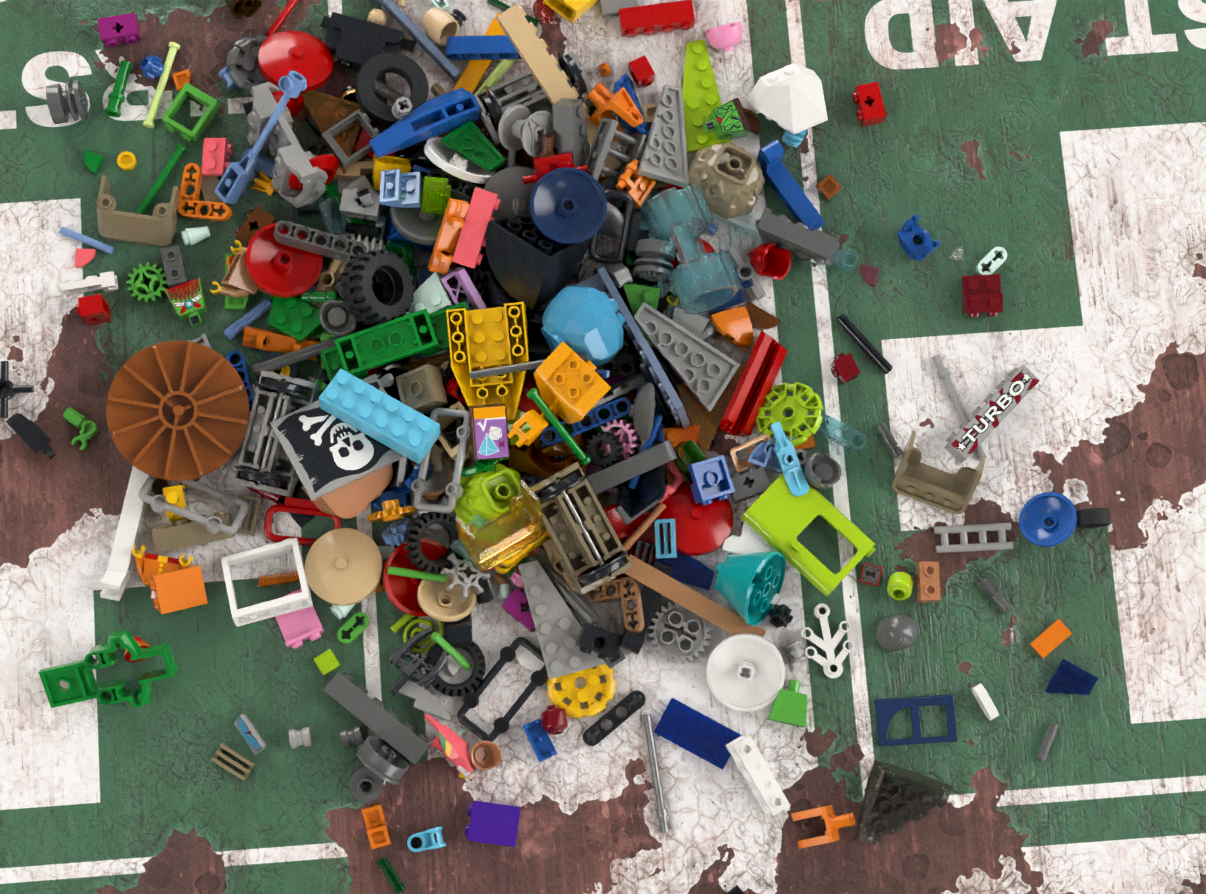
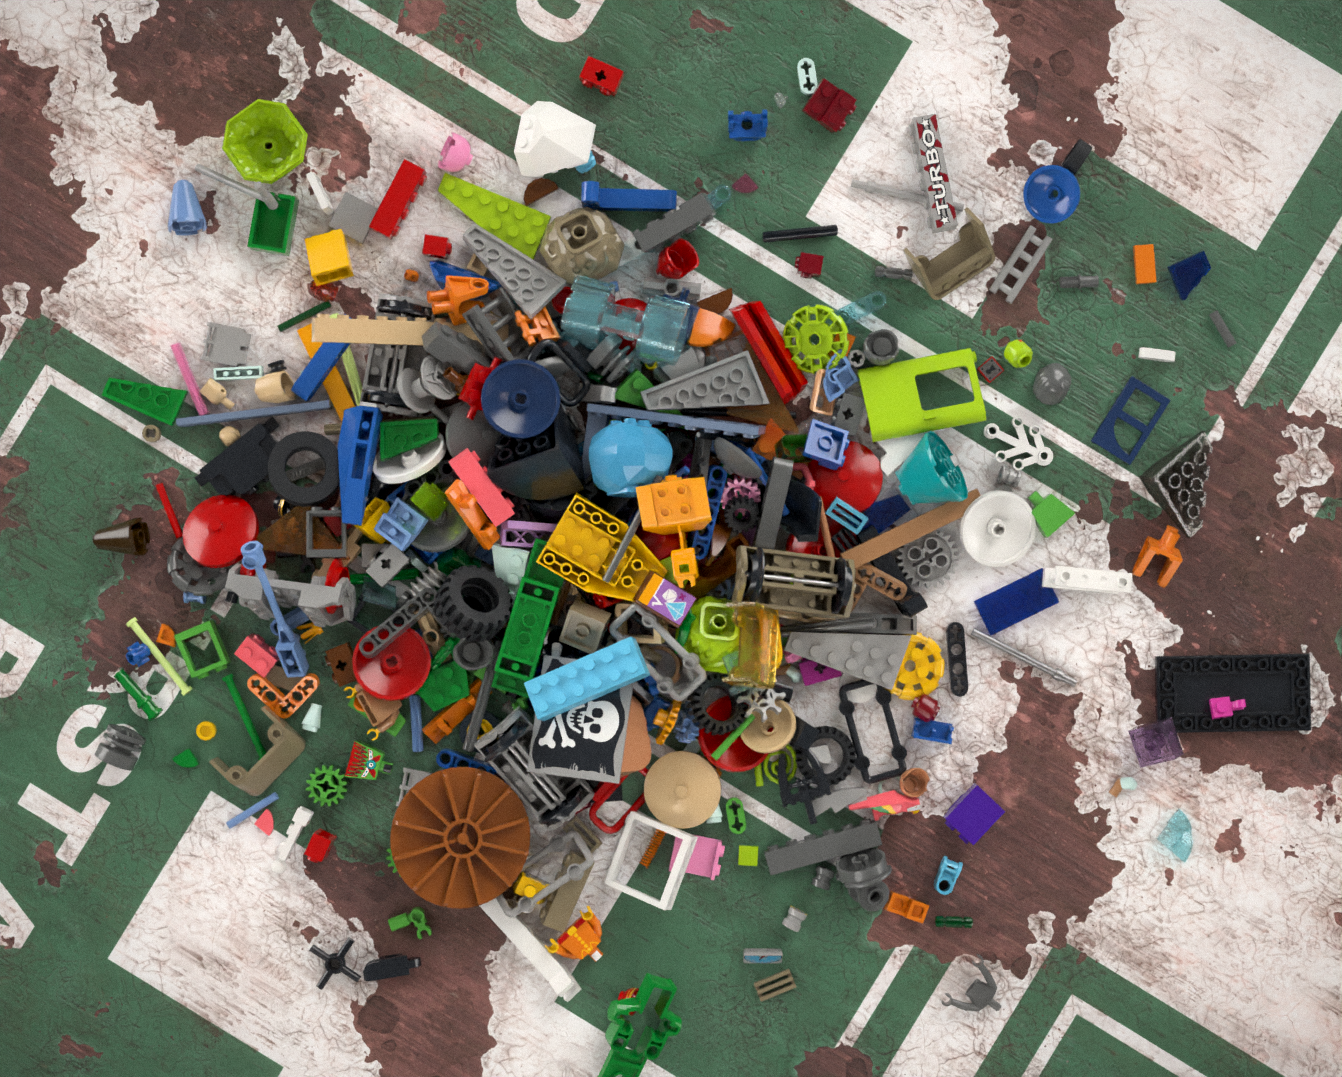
camera: 50 degrees left, 10 degrees up
(110, 27) = (76, 665): magenta brick -> none
(174, 266) = (330, 754): dark grey brick -> none
(178, 589) = (607, 935): orange panel -> none
(365, 198) = (387, 558): piece -> none
(366, 230) = (408, 577): black axle -> none
(396, 107) = (328, 479): light grey bush -> none
(451, 651) = (814, 752): bright green bar -> none
(584, 459) = (662, 543): green bar -> none
(610, 640) = (881, 633): black brick -> none
(728, 121) = (533, 207): torso -> none
(780, 615) = (972, 467): black gear -> none
(792, 471) = (865, 372): medium azure piece -> none
(828, 187) = (646, 163): dark orange tile -> none
(927, 582) = (1030, 329): nougat brick -> none

